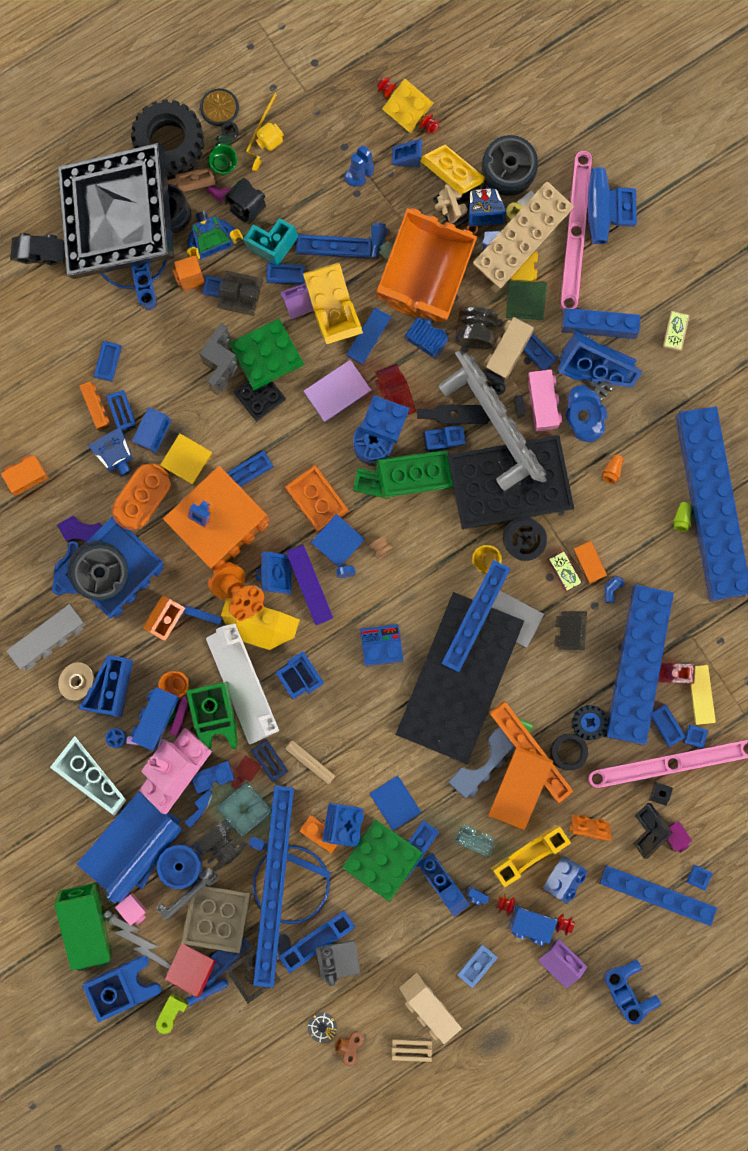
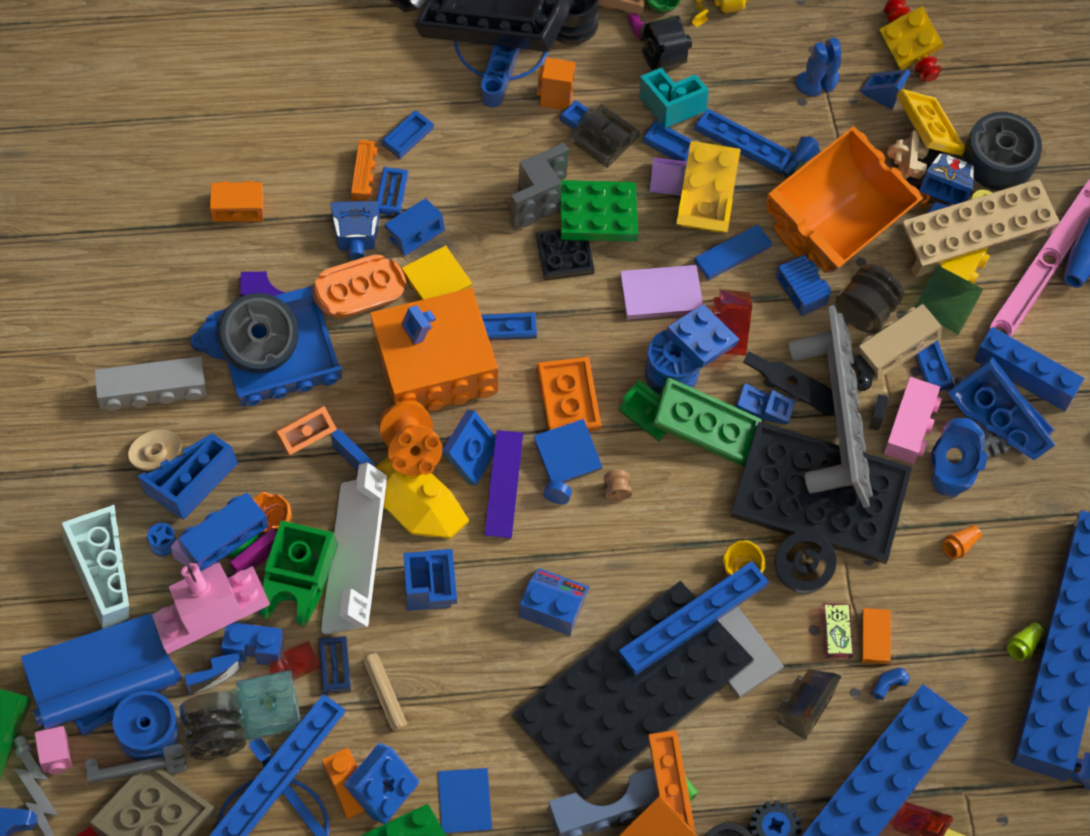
camera: 25 degrees right, 20 degrees down
(210, 236) = (605, 63): torso -> none

